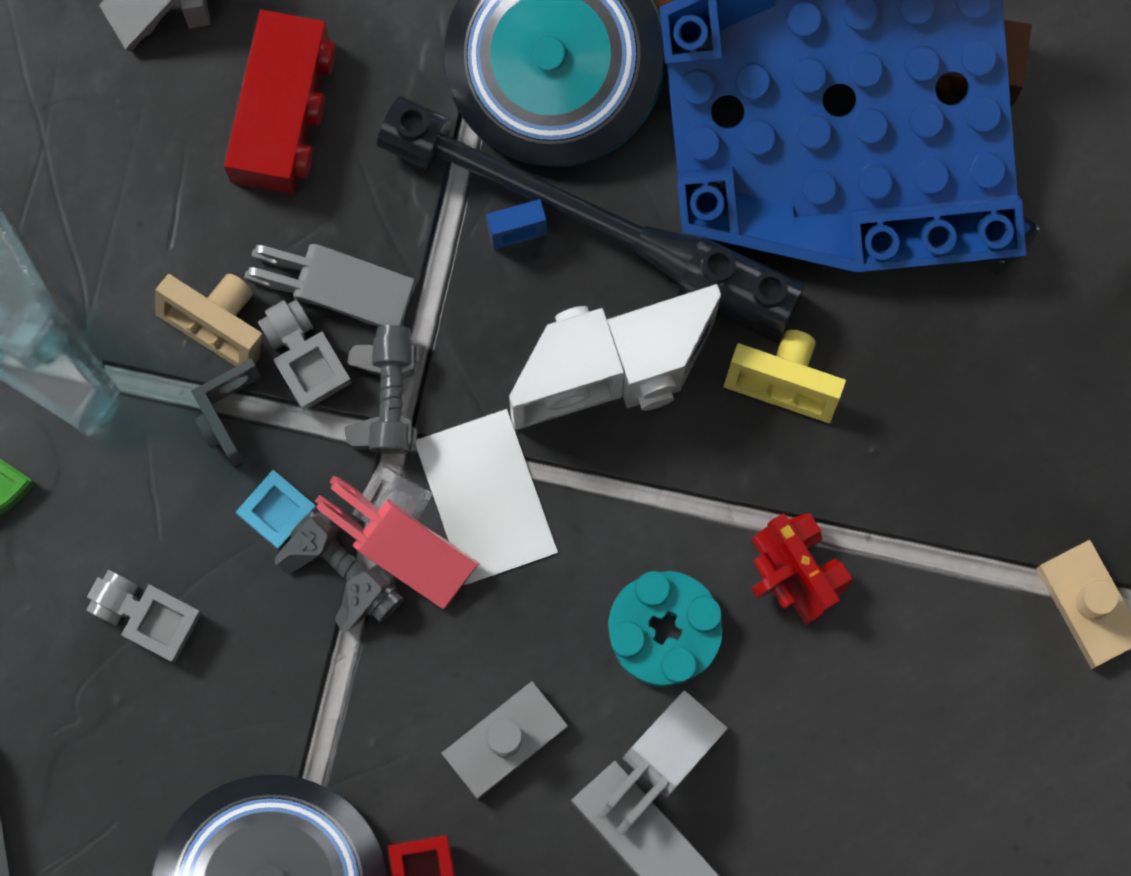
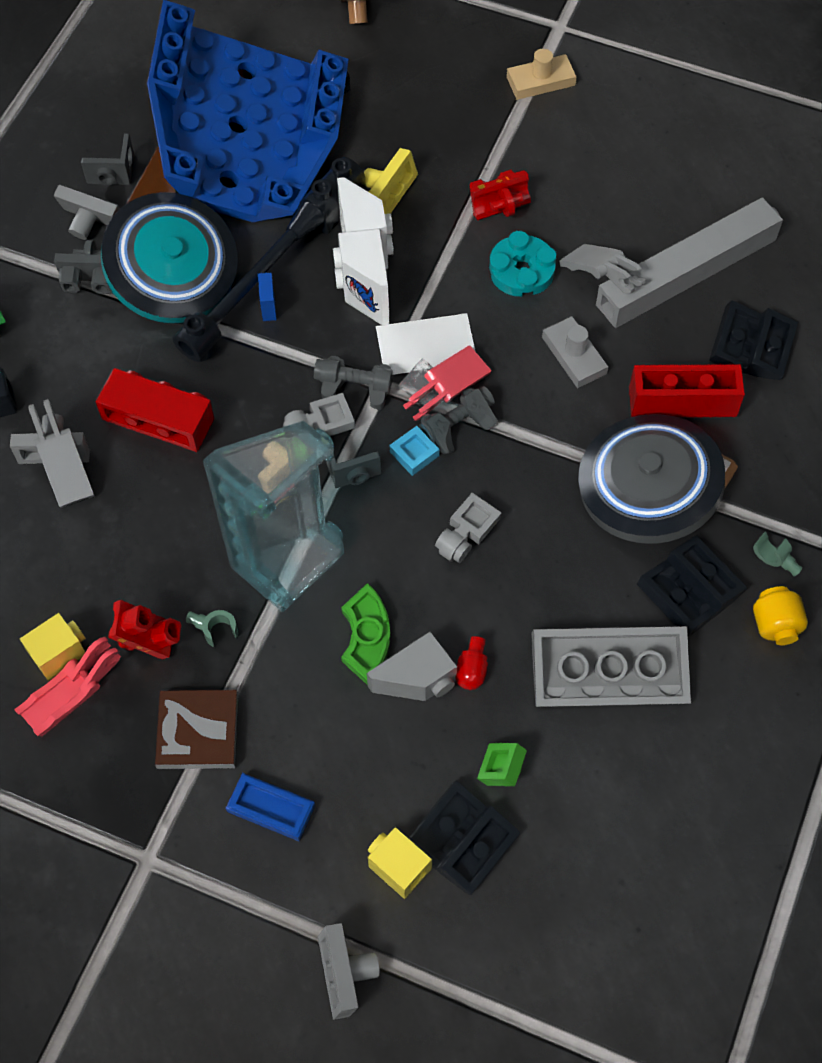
camera: 80 degrees left, 15 degrees down
(337, 283) = (279, 395): light grey arm -> none

